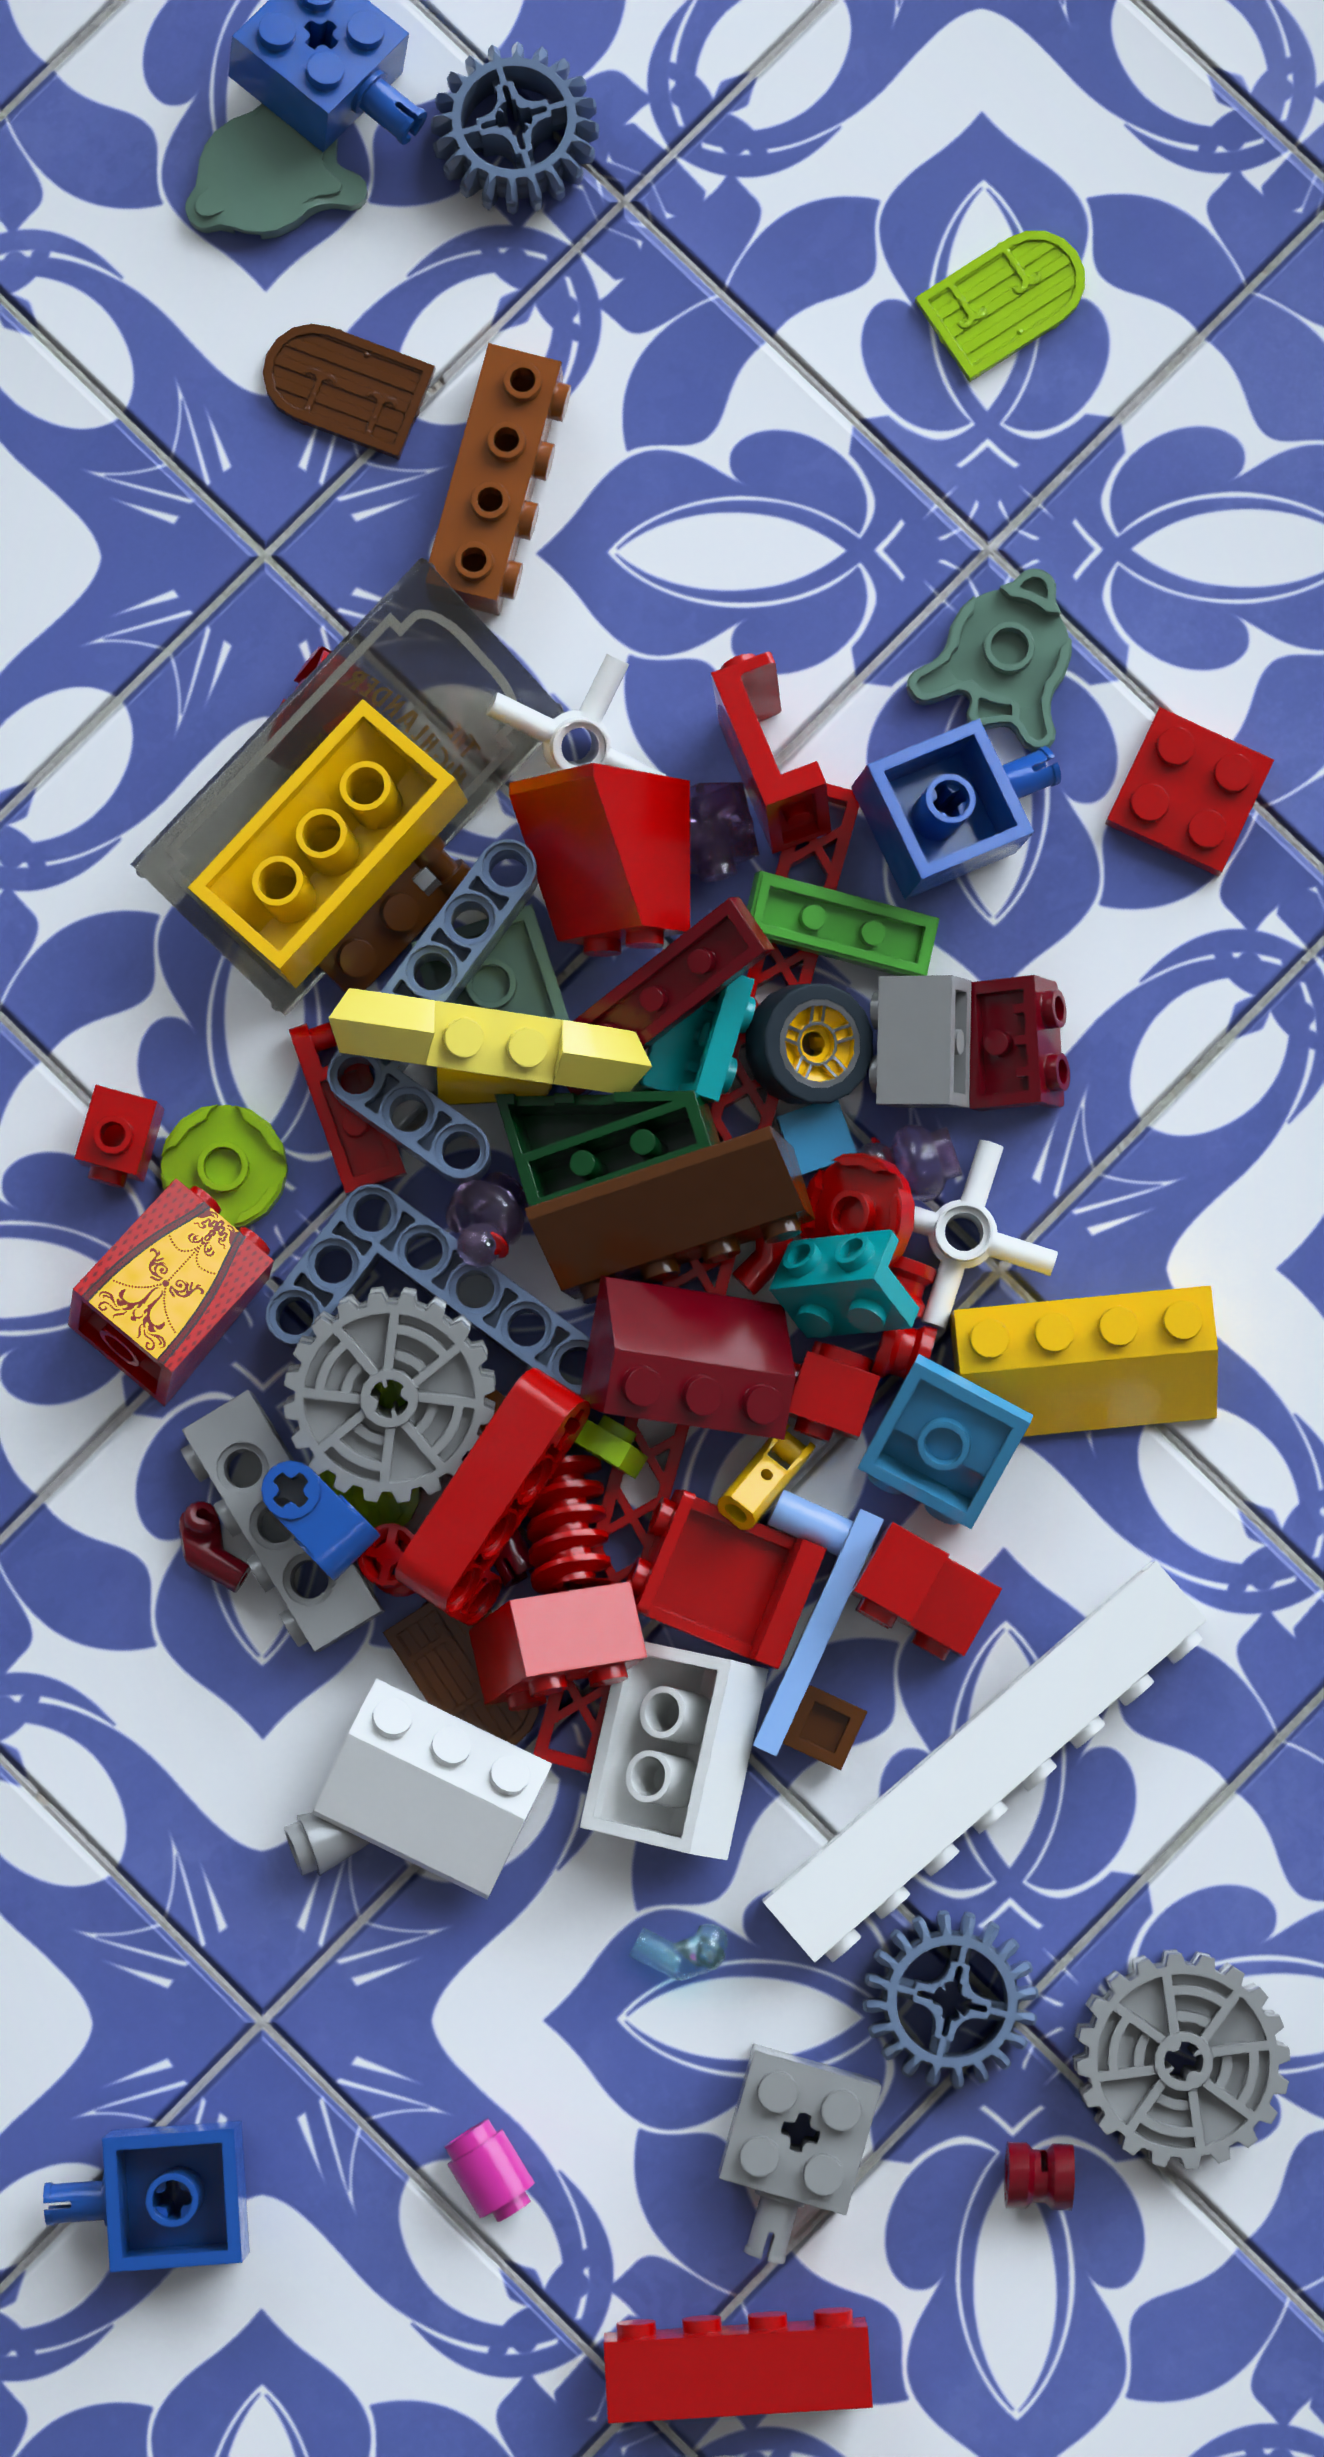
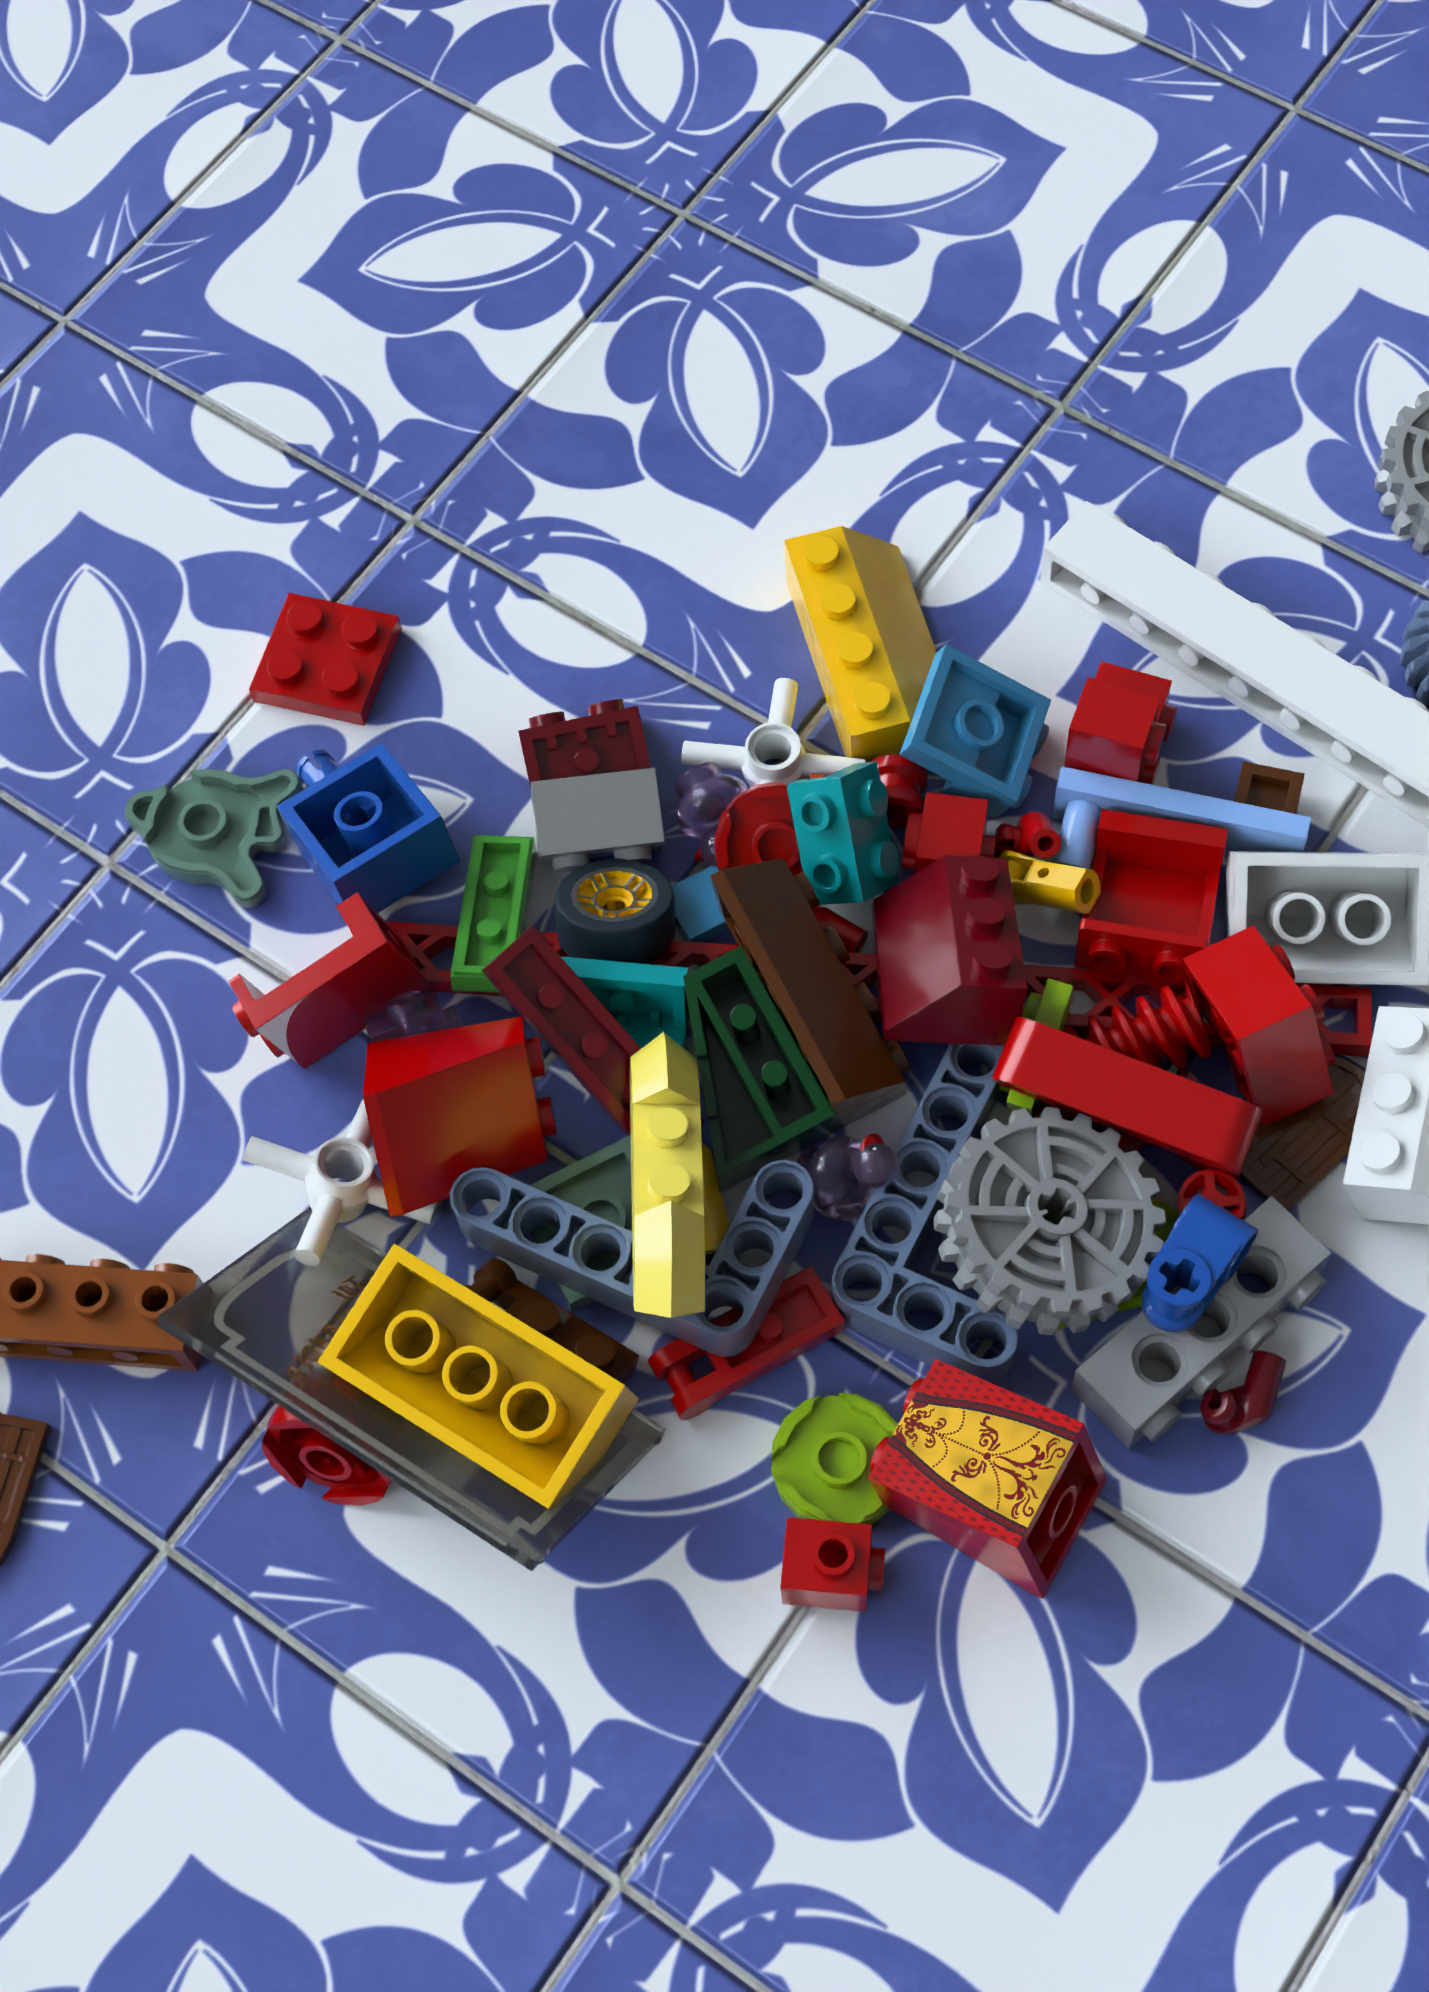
camera: 95 degrees left, 20 degrees down
(824, 1478) = (1030, 837): none -> red arm

